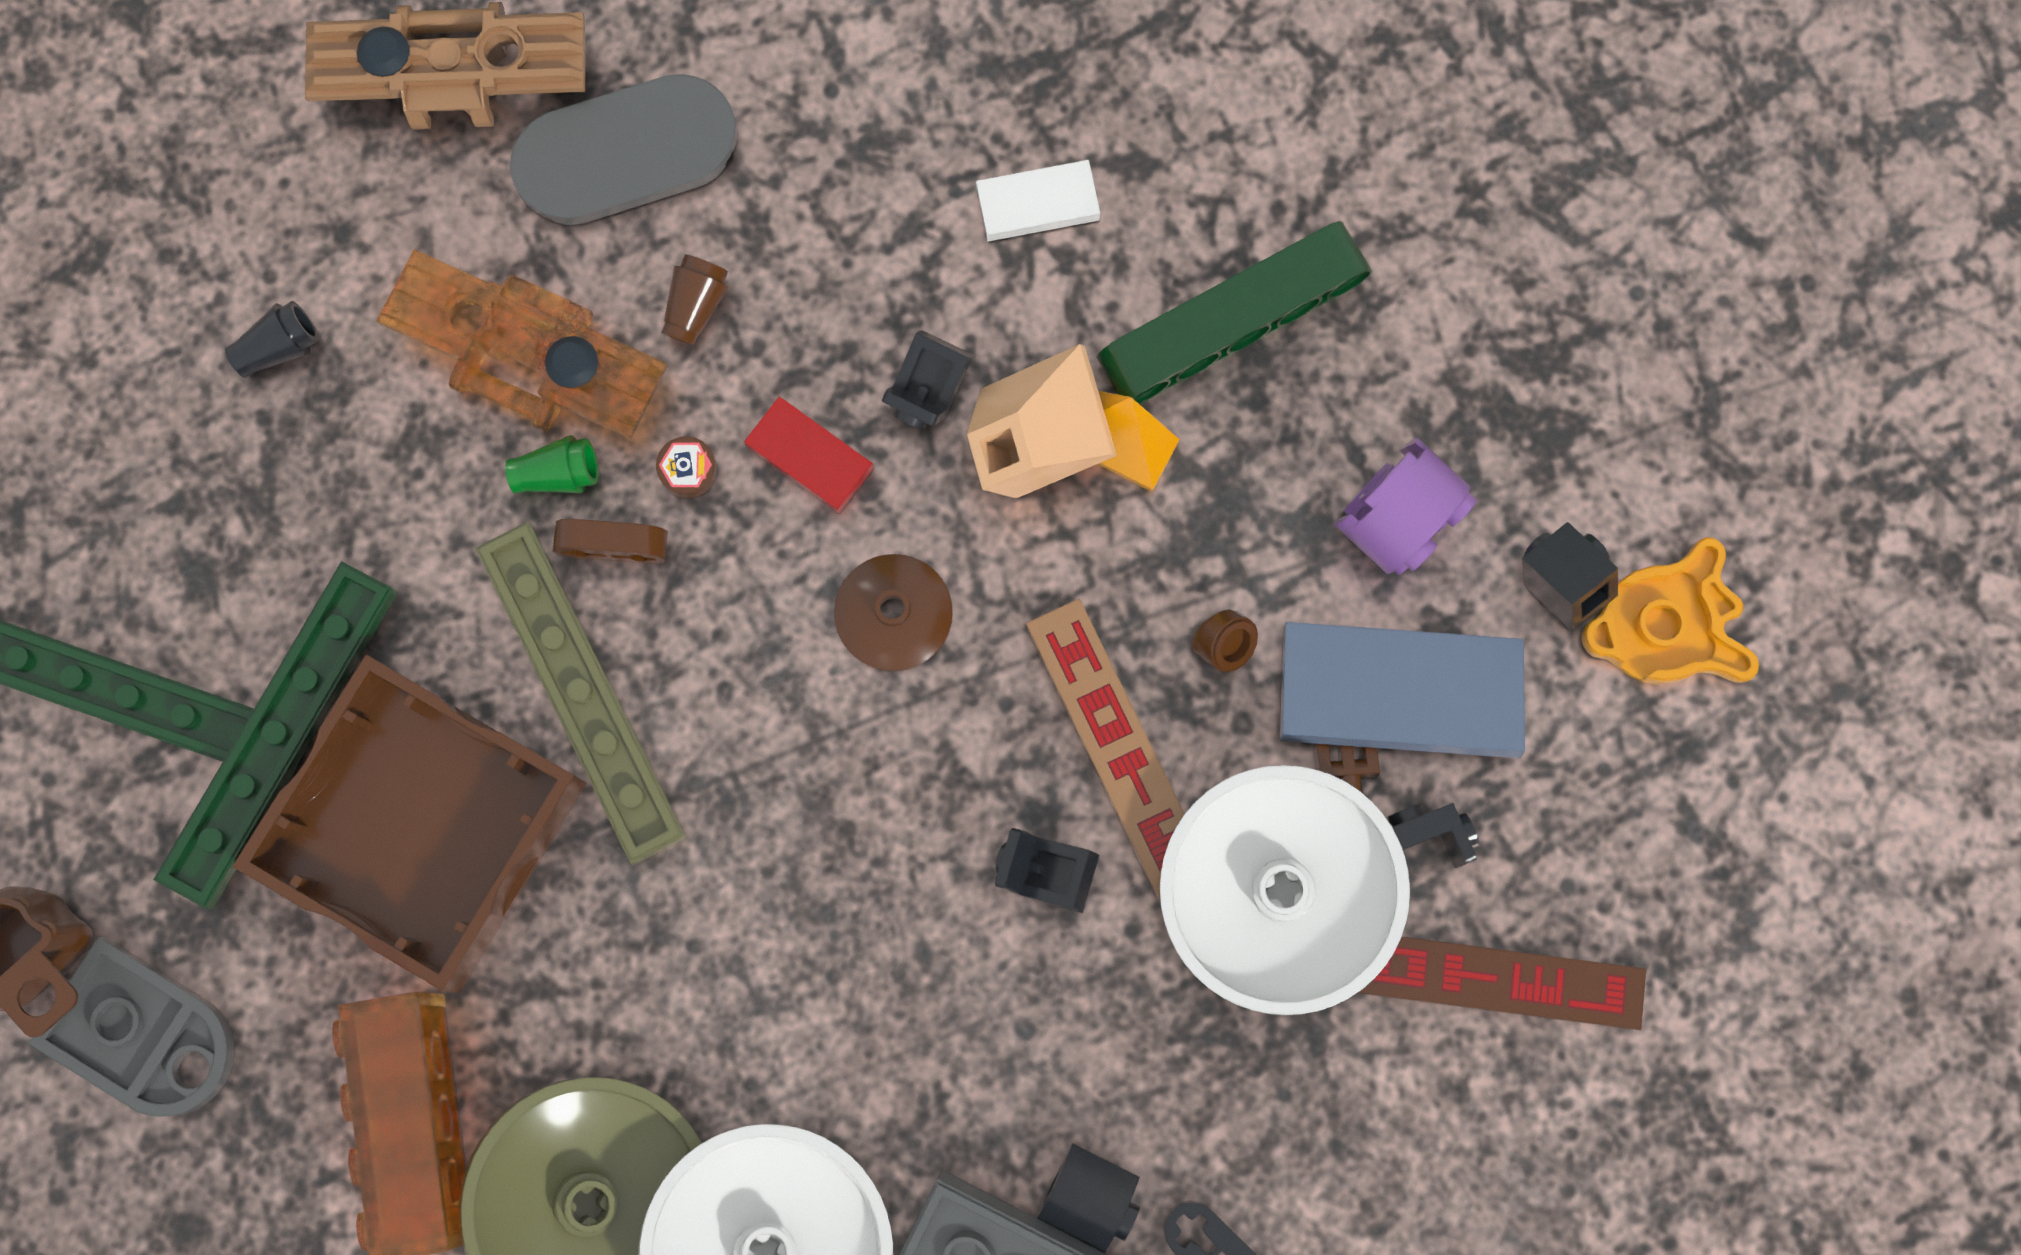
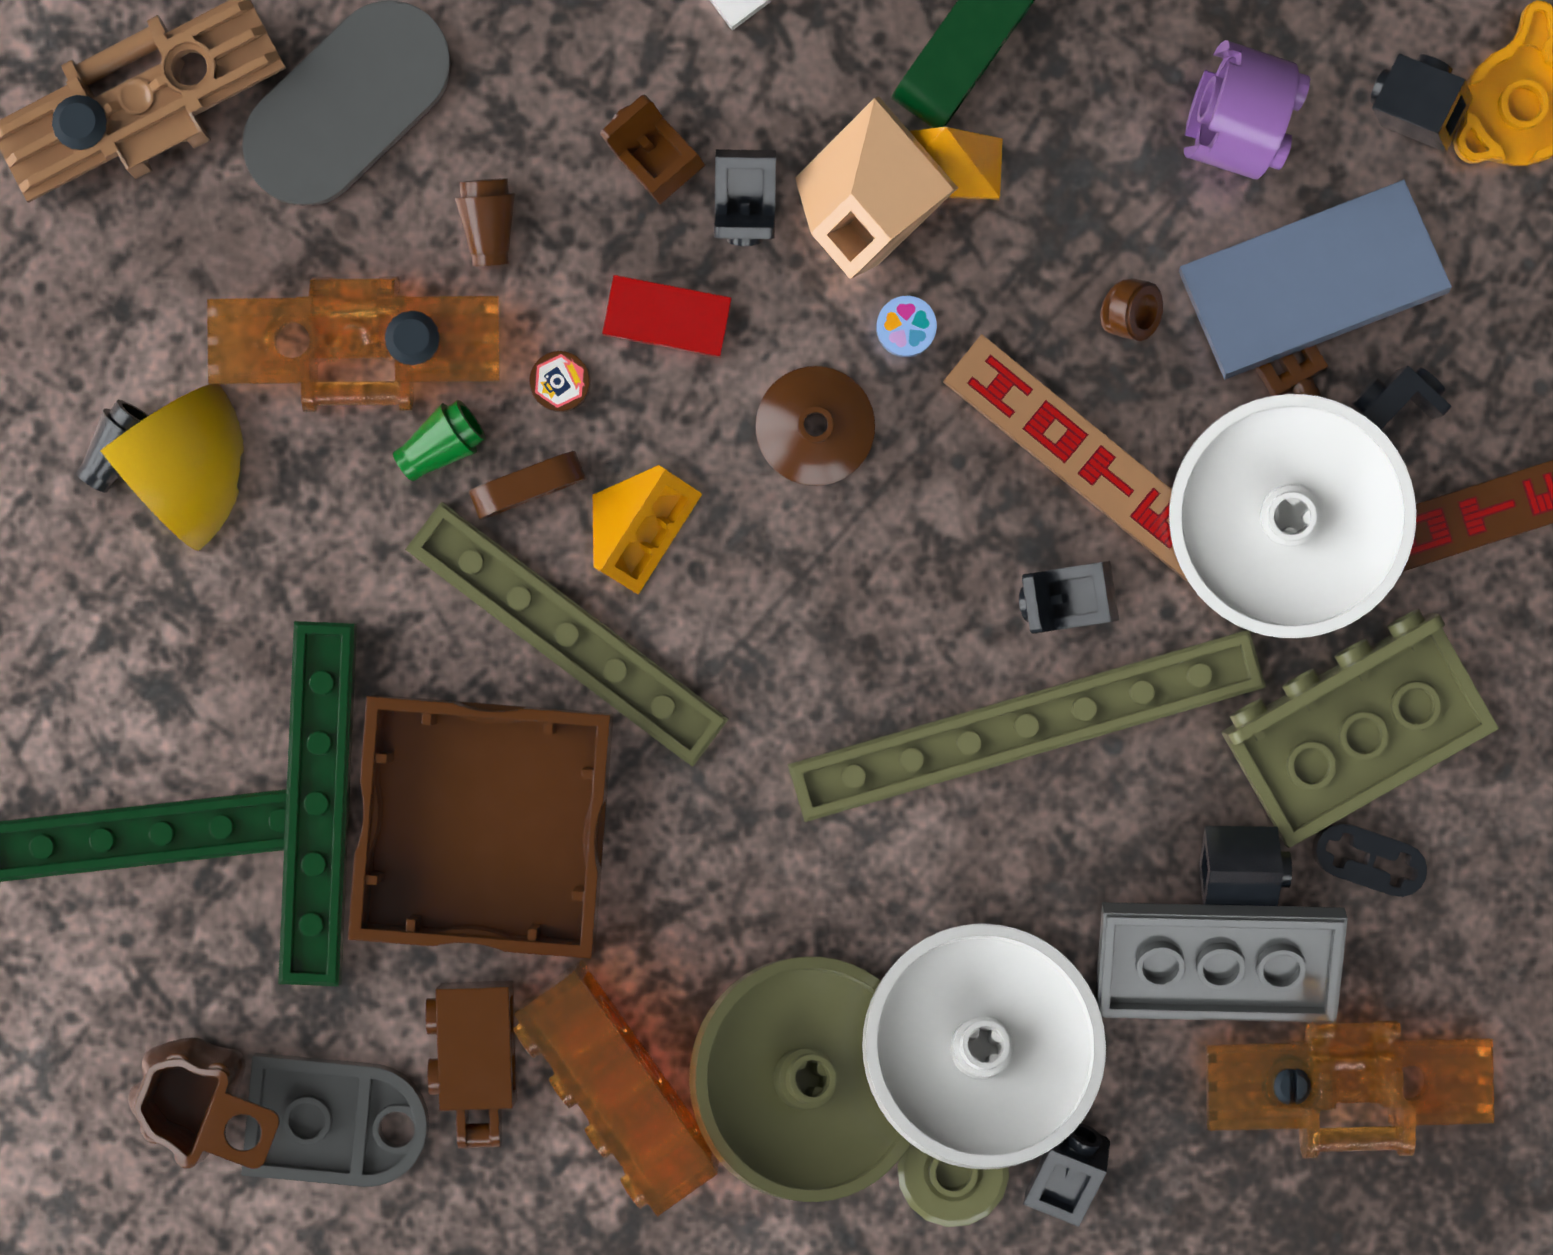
camera: 25 degrees left, 10 degrees up
(292, 1036) = (474, 1056): none -> reddish brown brick
(318, 378) = (184, 463): none -> yellow brick
(692, 623) = (638, 523): none -> light orange slope
(864, 302) = (651, 149): none -> reddish brown bracket
(953, 972) = (1026, 725): none -> olive tile
(1016, 561) = (906, 326): none -> light blue tile
(1259, 1120) = (1358, 727): none -> olive bracket

